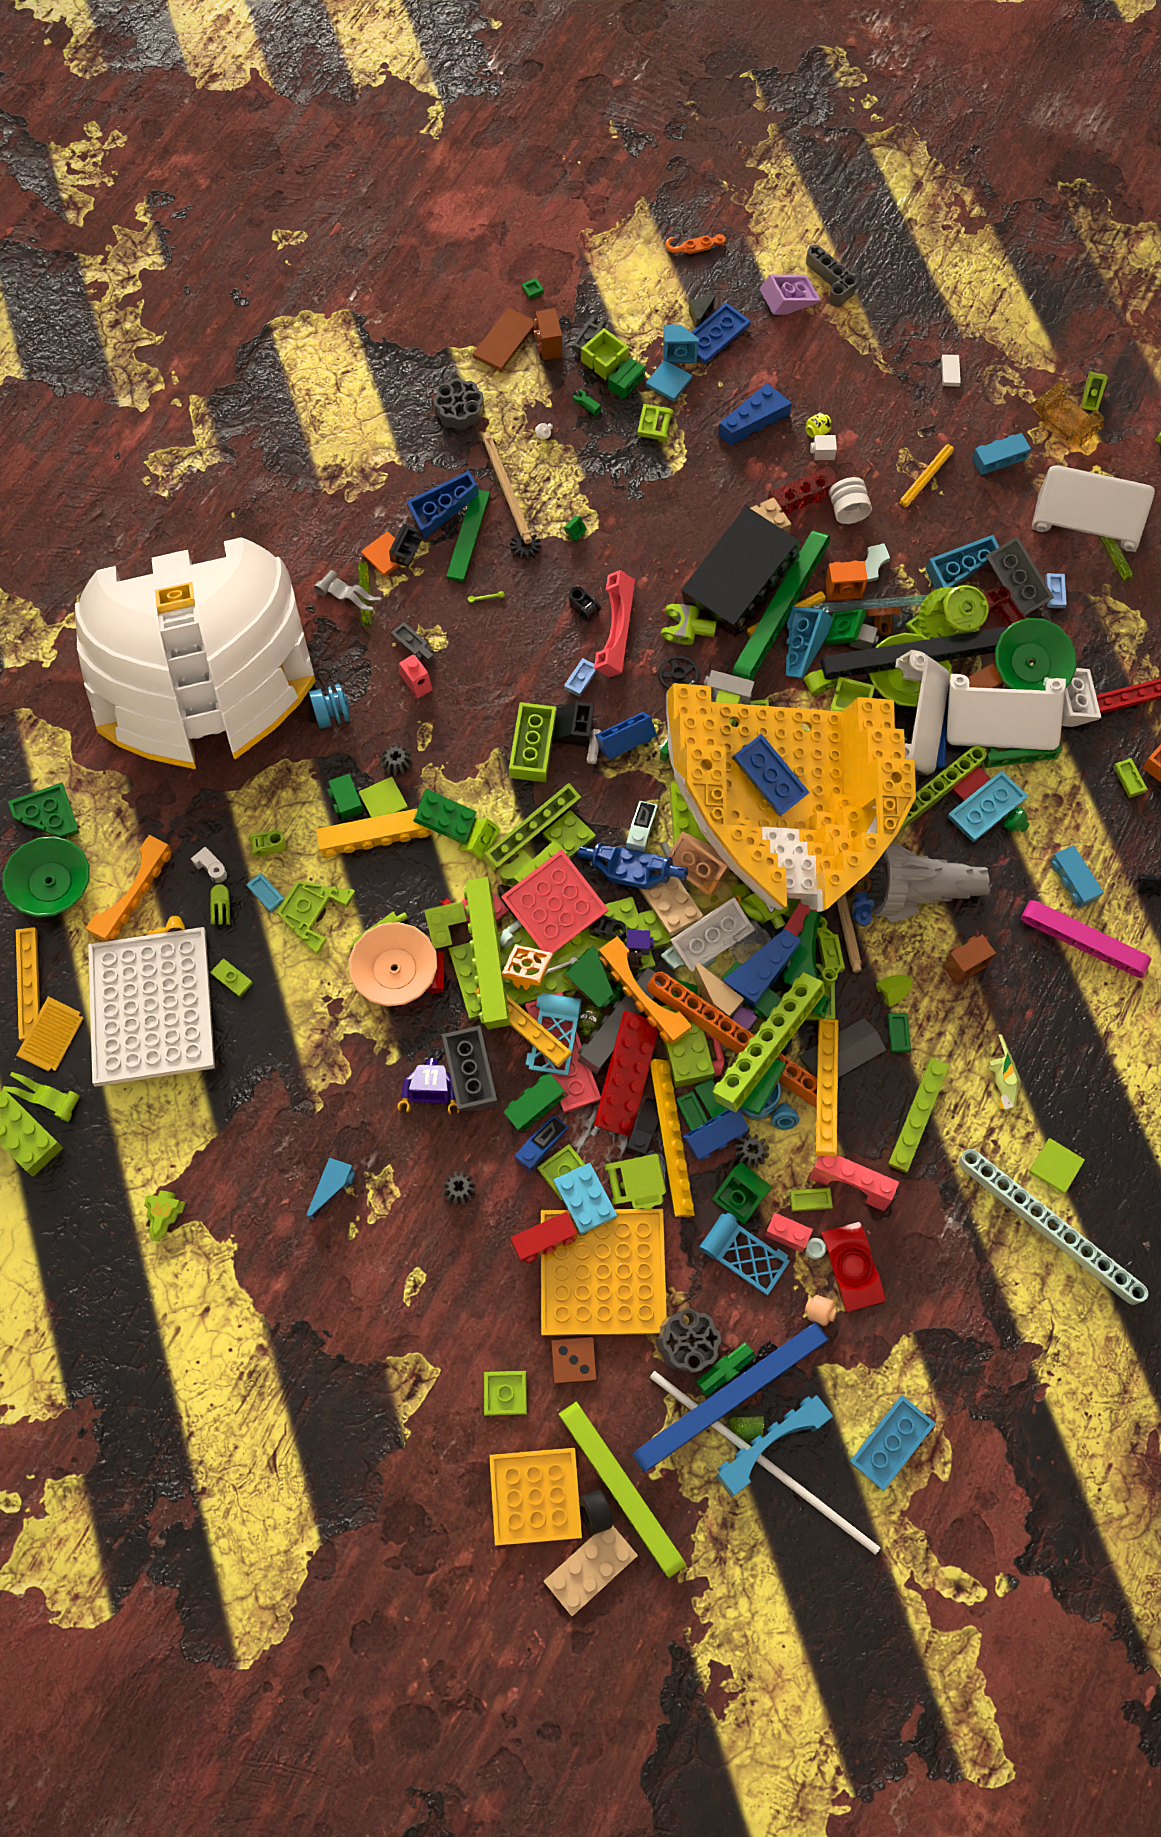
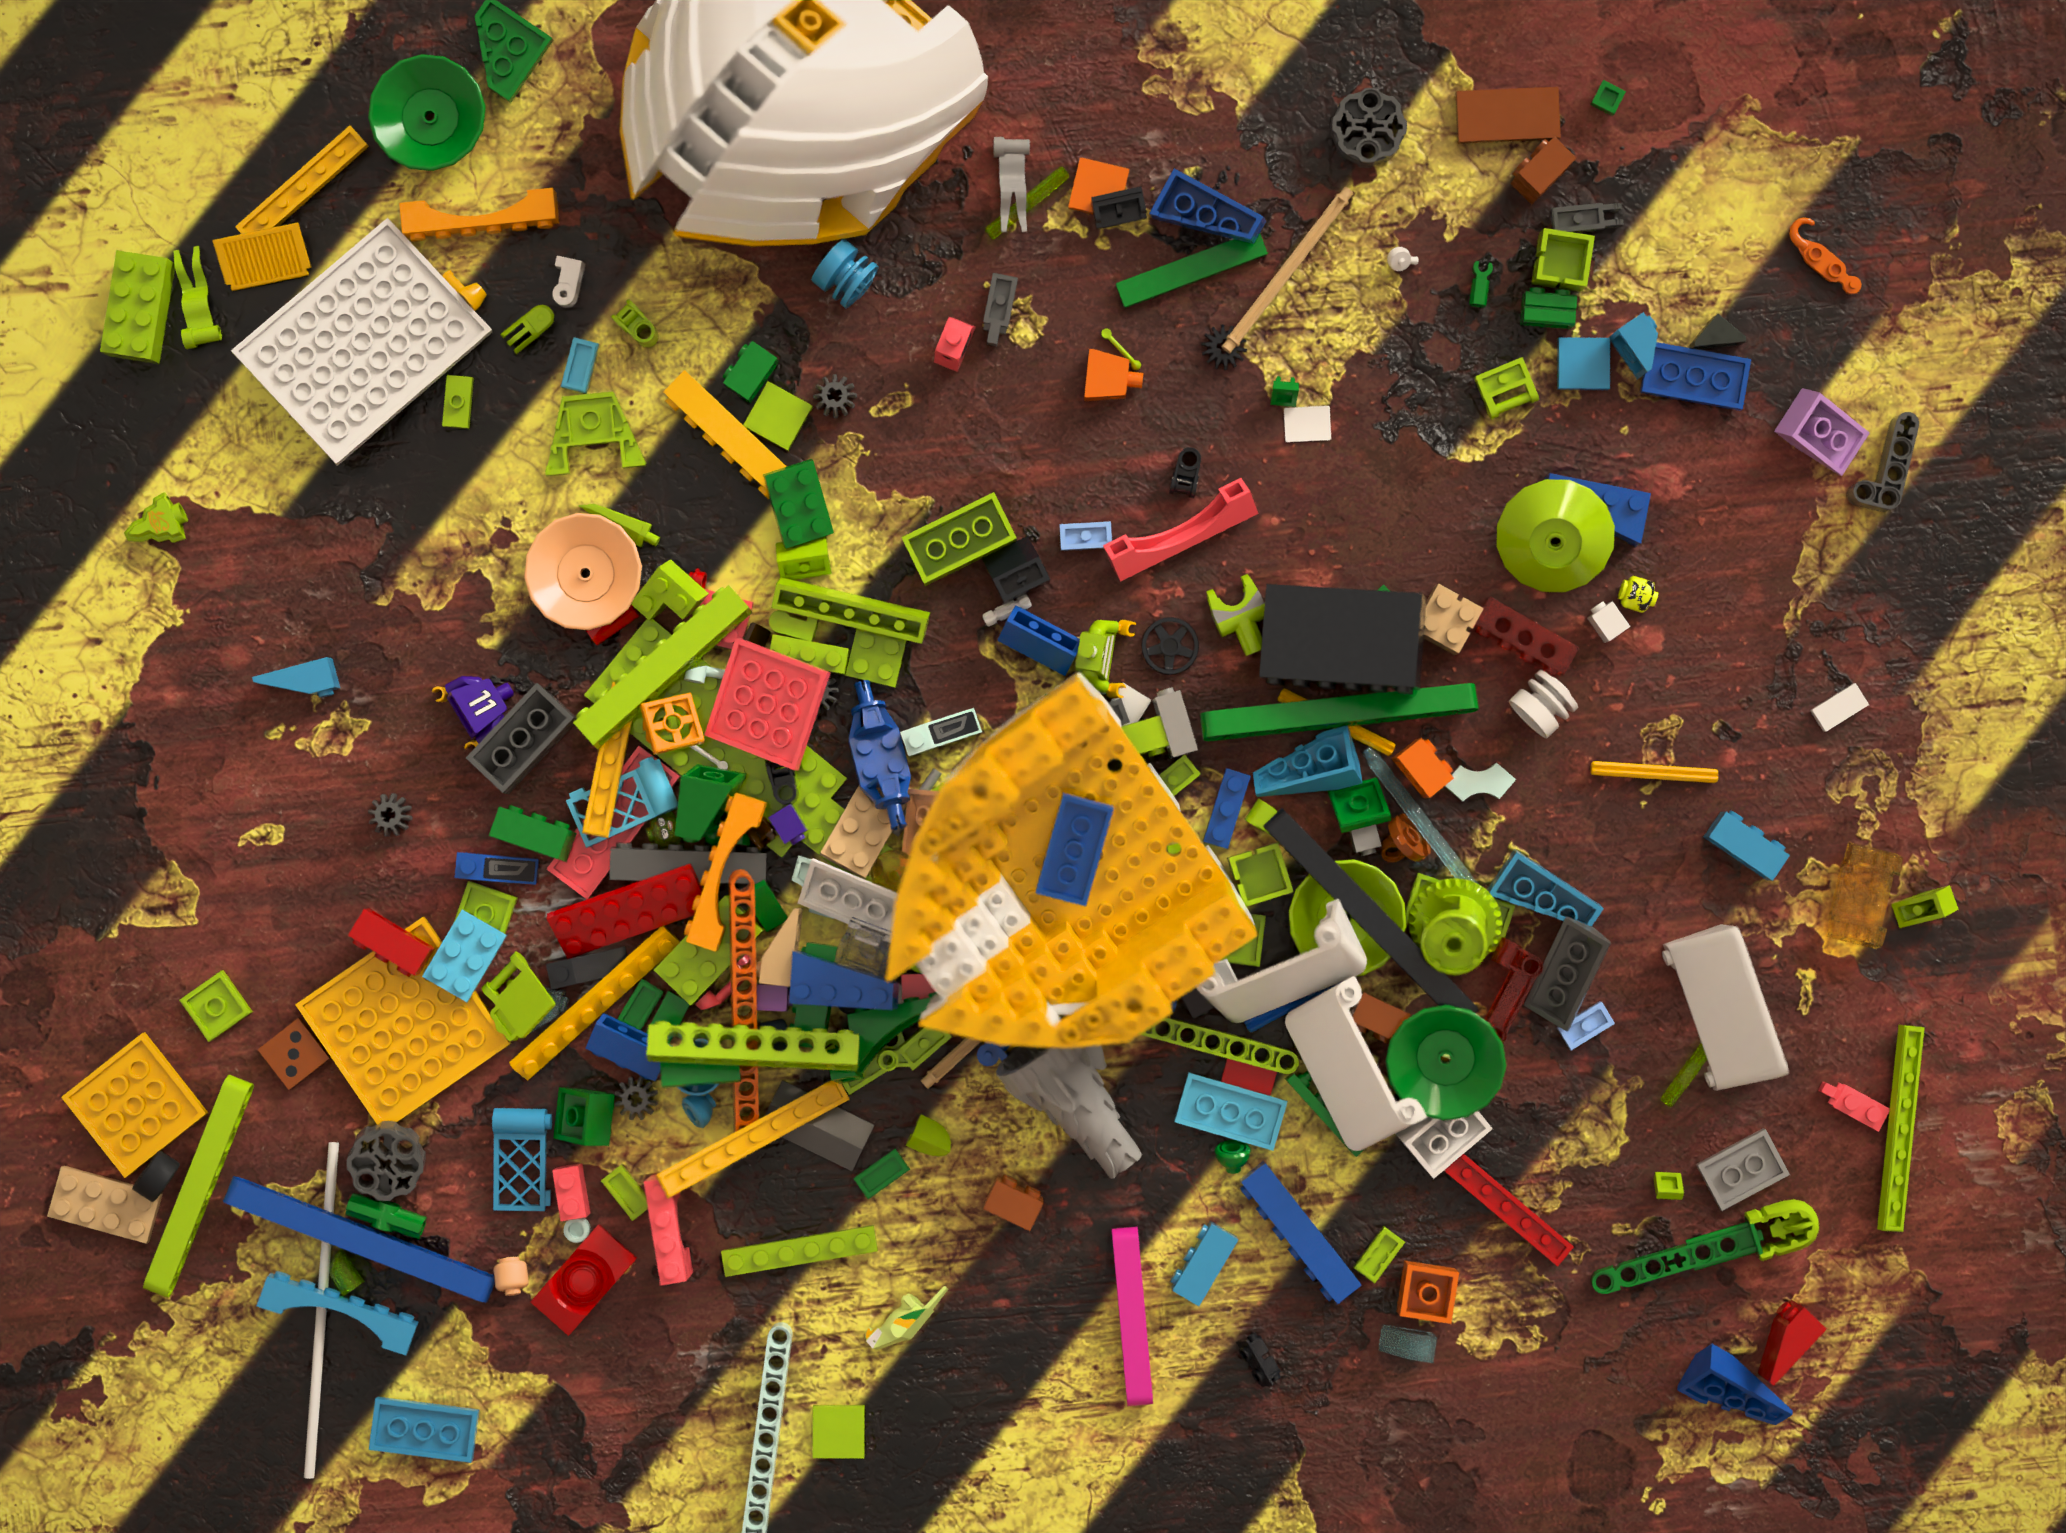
camera: 50 degrees right, 20 degrees up
(496, 610) = (1109, 377): none -> orange torso
(600, 530) = (1307, 423): none -> white sticker
(652, 706) = (1096, 654): none -> lime torso
(744, 450) = (1552, 511): none -> lime dish
(793, 695) = (1226, 808): none -> blue plate
(1089, 812) = (1300, 1232): none -> blue brick

